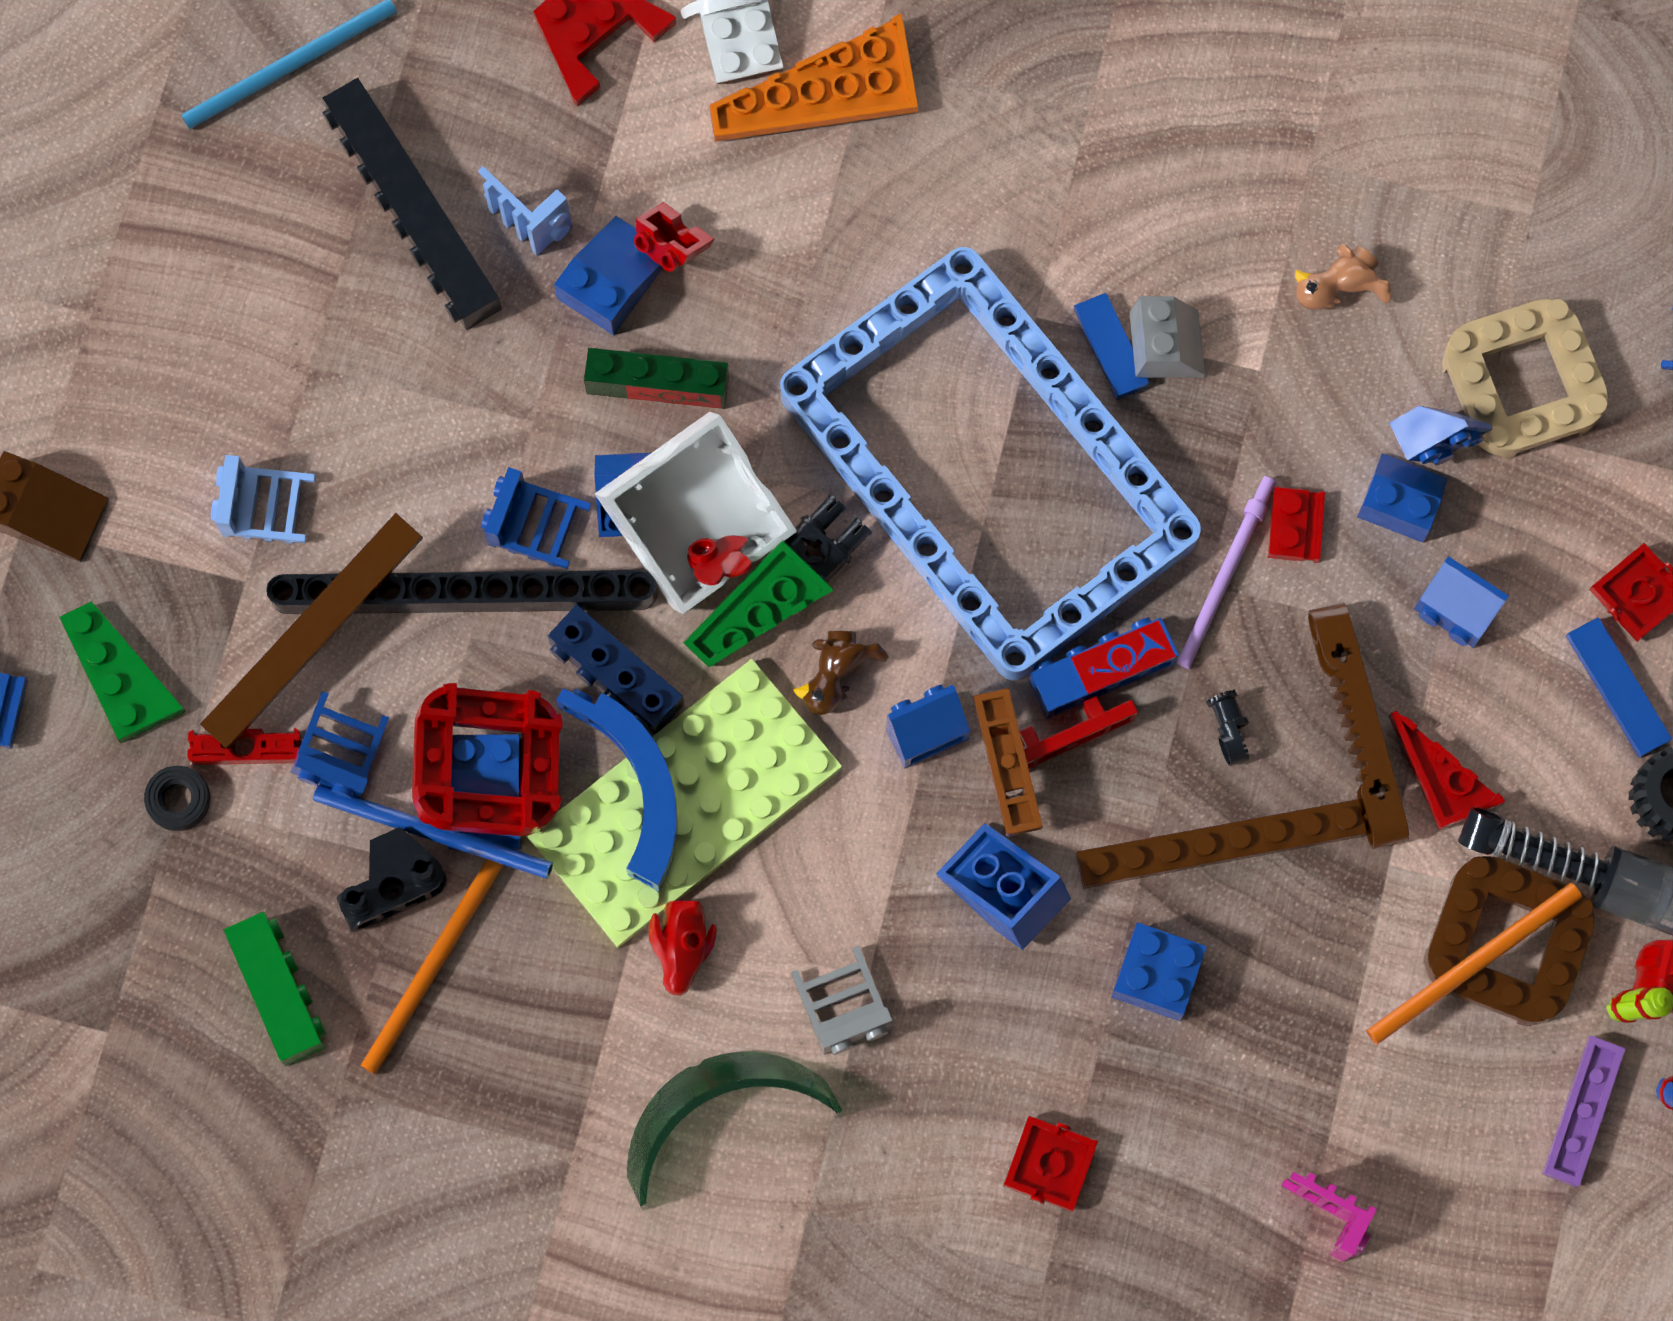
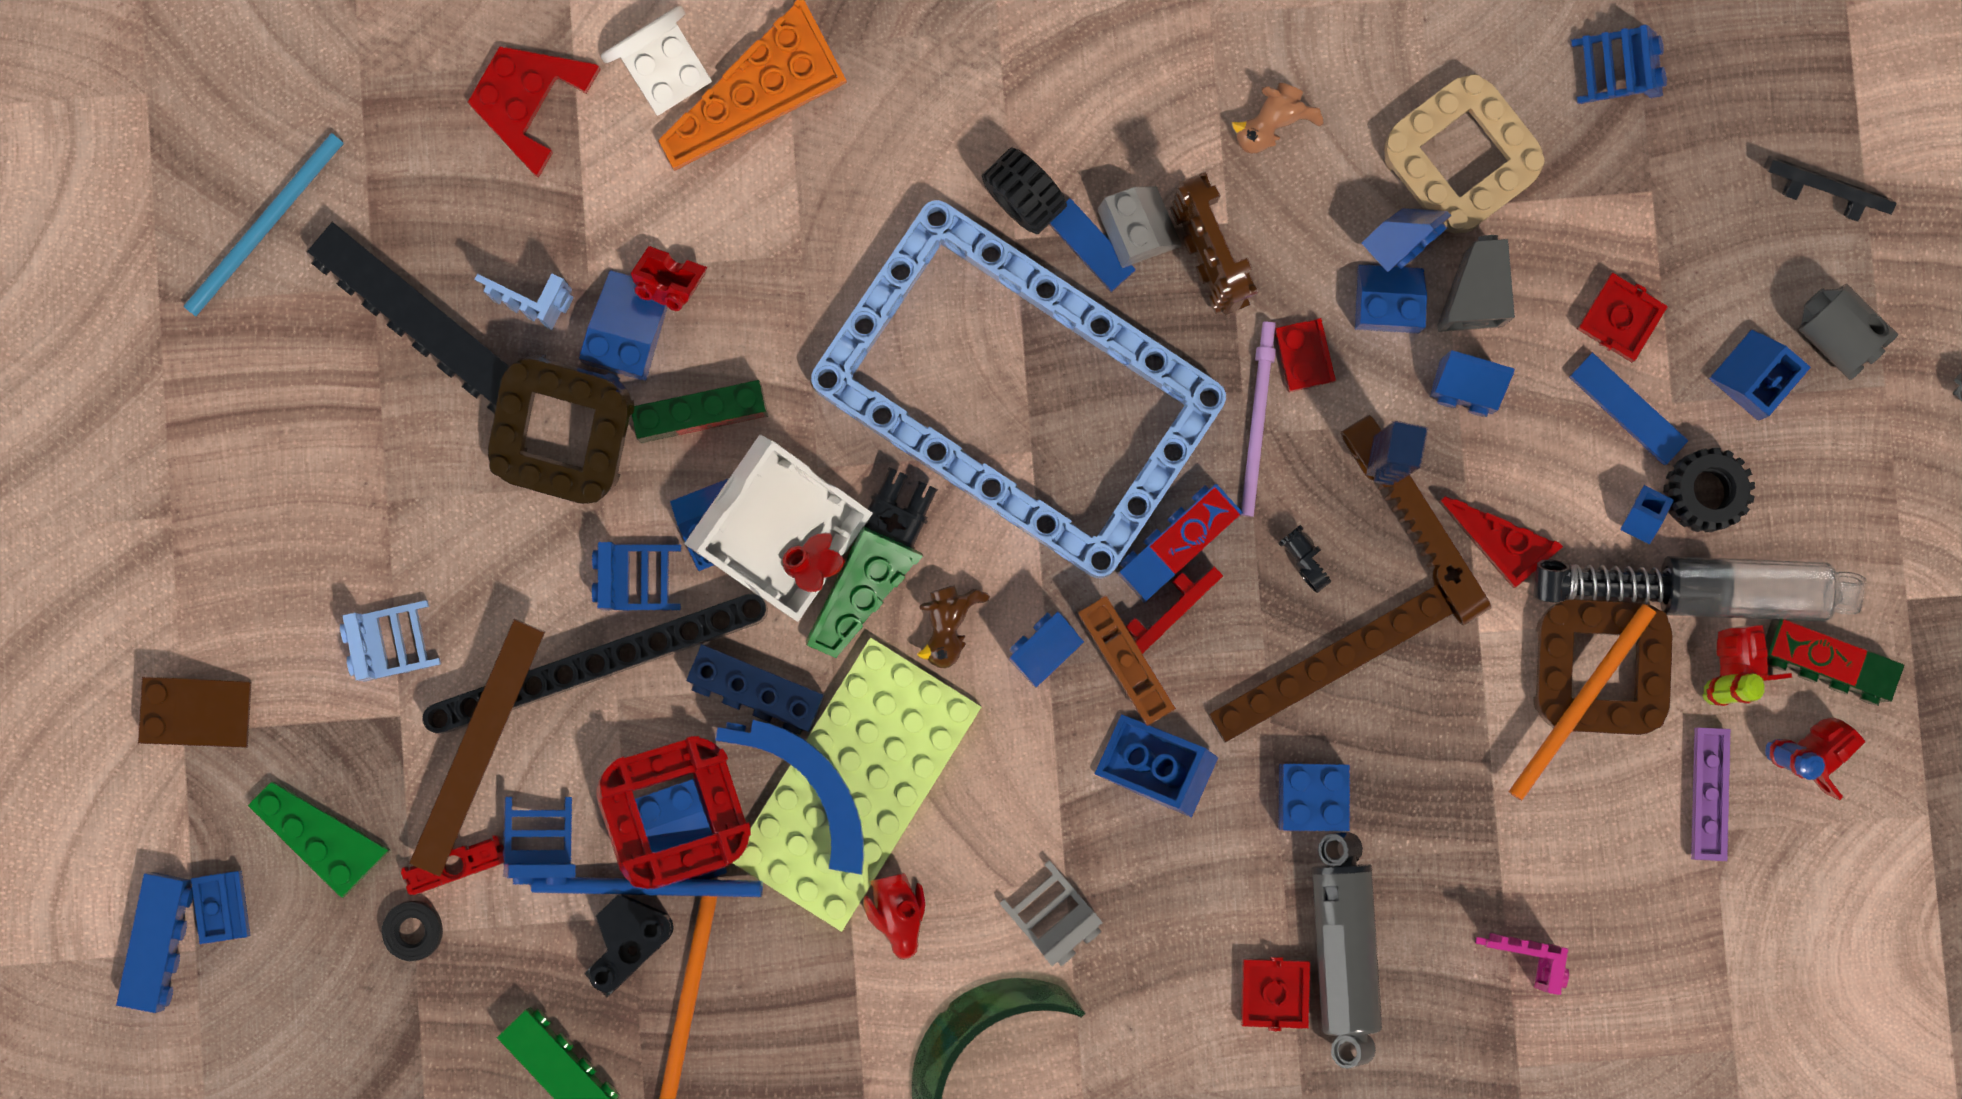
camera: 25 degrees left, 10 degrees up
(551, 372) = (571, 384): none -> dark brown plate
(1060, 265) = (1024, 190): none -> black tyre
(1141, 1139) = (1347, 949): none -> dark grey piece
(1236, 401) = (1227, 280): none -> reddish brown plate
(1356, 631) = (1396, 452): none -> dark blue brick
(1500, 514) = (1481, 288): none -> dark grey slope
(1603, 796) = (1647, 514): none -> blue brick

